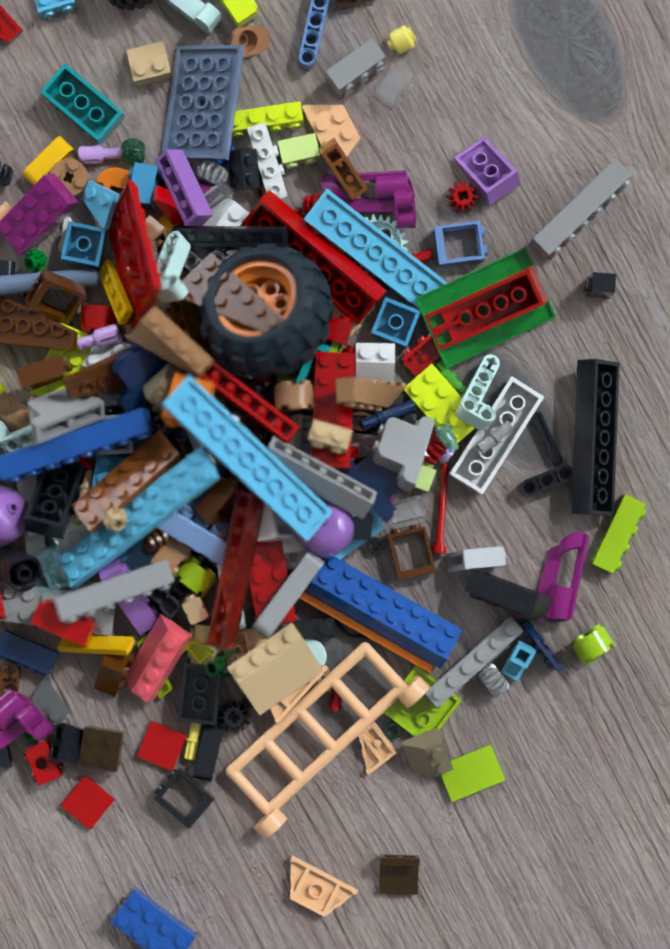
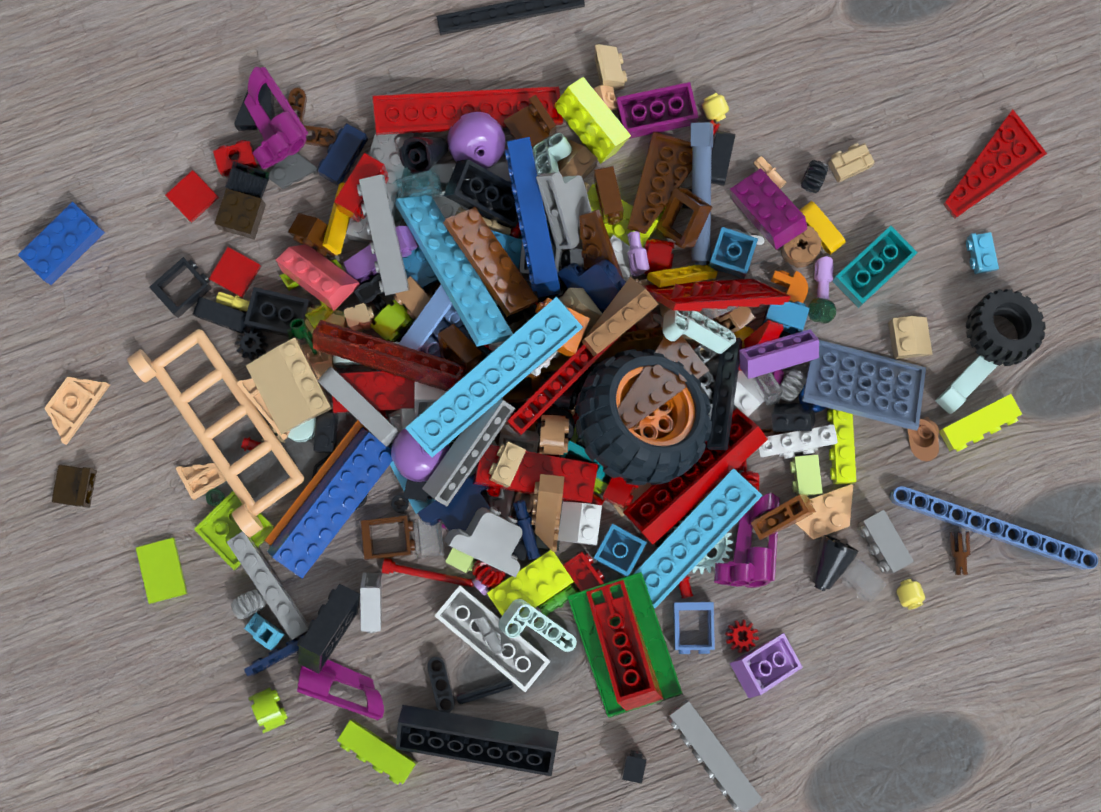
camera: 110 degrees right, 5 degrees down
(35, 260) = (723, 204): green gear -> none
(100, 202) = (773, 272): medium azure wing -> none
(115, 519) = (453, 244): tan gear -> none
(154, 542) = (427, 282): reddish brown arm -> none
(380, 117) = (832, 561): none -> black cone
(427, 754) = (185, 528): dark tan slope -> none
(447, 436) = (496, 586): clear light blue cone -> none

